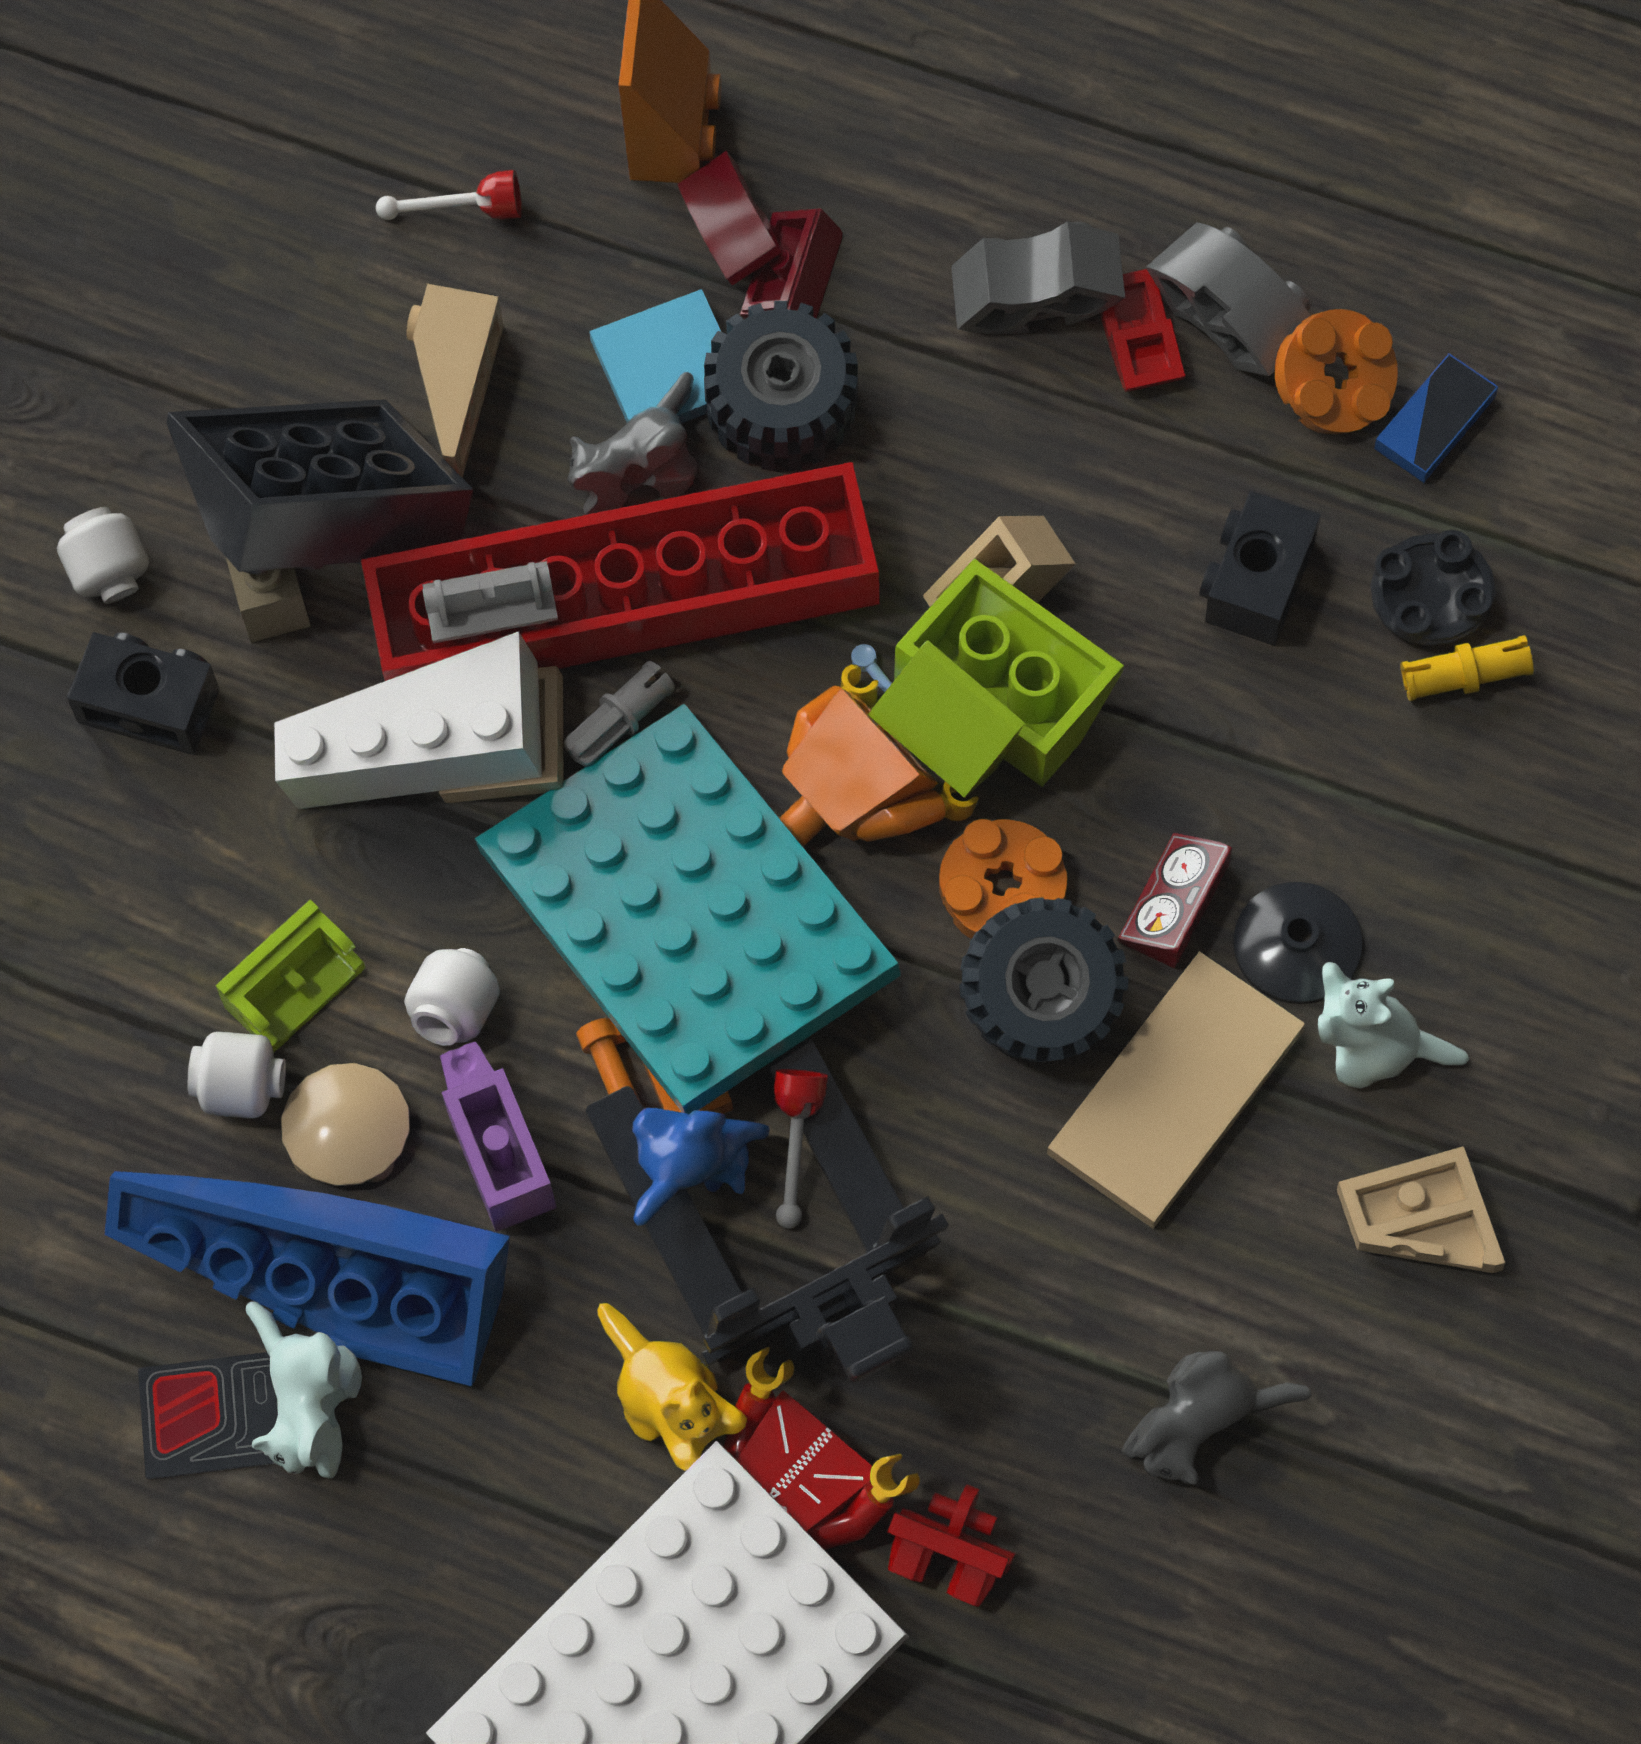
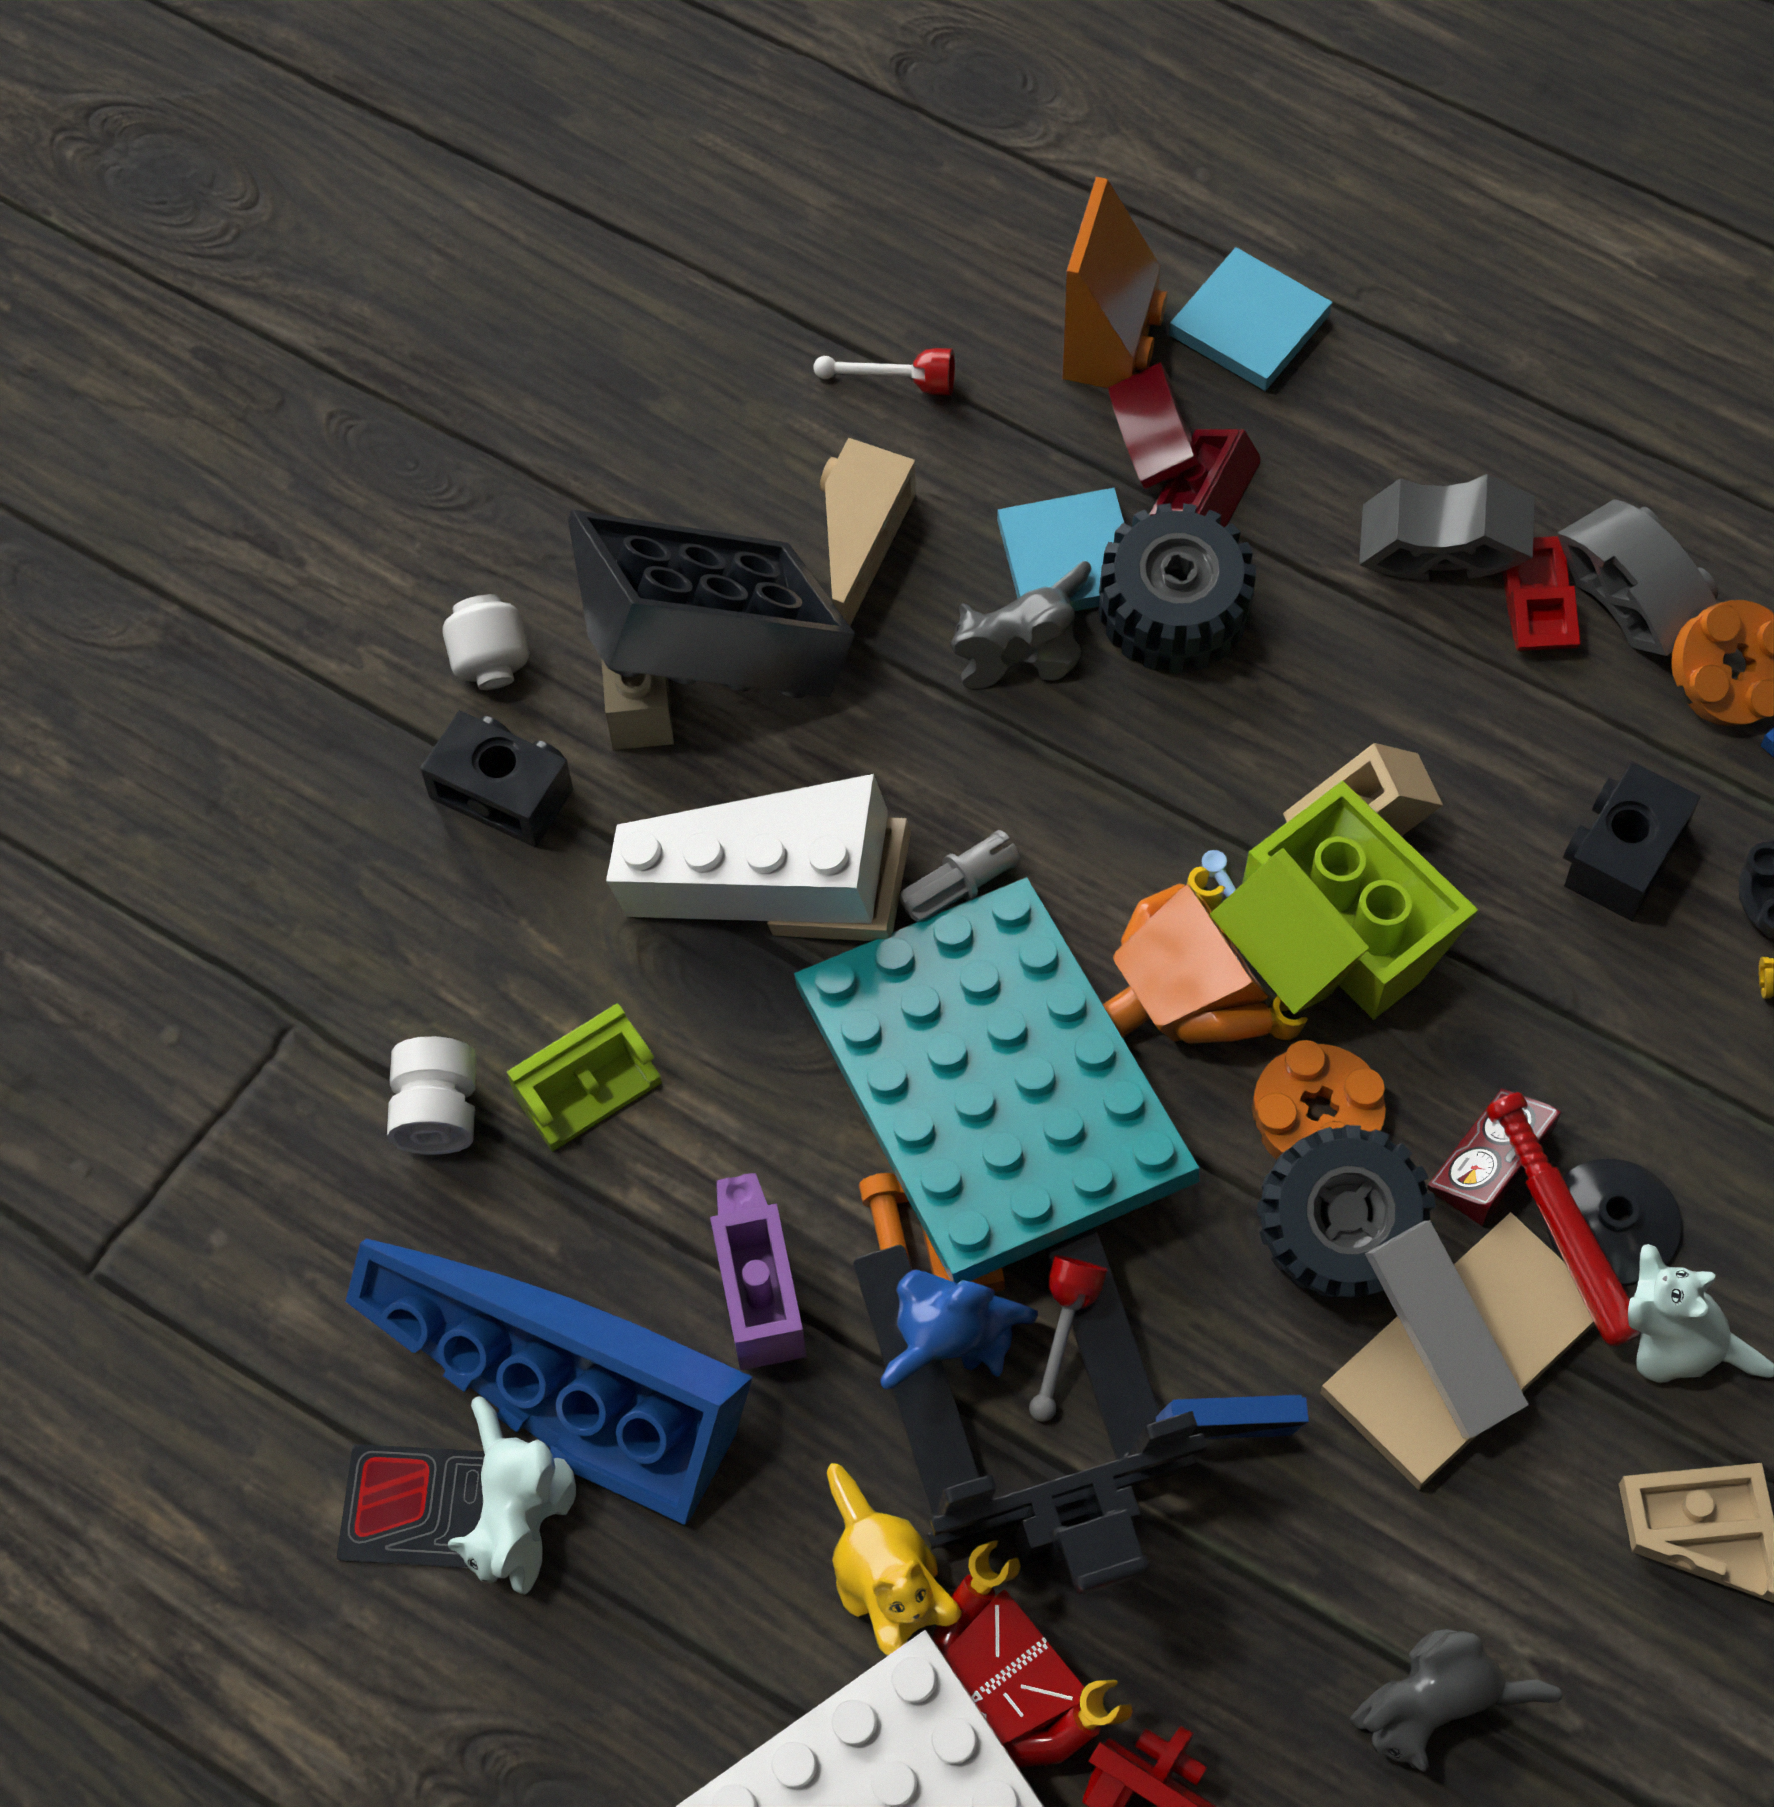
camera: 10 degrees right, 5 degrees down
(145, 1014) = (431, 1089): none -> white wheel
(235, 1074) = (509, 1164): white head -> none
(345, 1125) = (610, 1235): tan dish -> none
(451, 996) = (740, 1124): white head -> none
(489, 602) = (850, 741): light grey hinge -> none
(650, 572) = (1001, 743): red brick -> none
(808, 86) = (1250, 318): none -> medium azure tile
(976, 1189) = (1242, 1415): none -> blue tile
(1154, 1074) = (1446, 1329): none -> light grey tile
(1262, 968) = (1575, 1240): none -> red piece

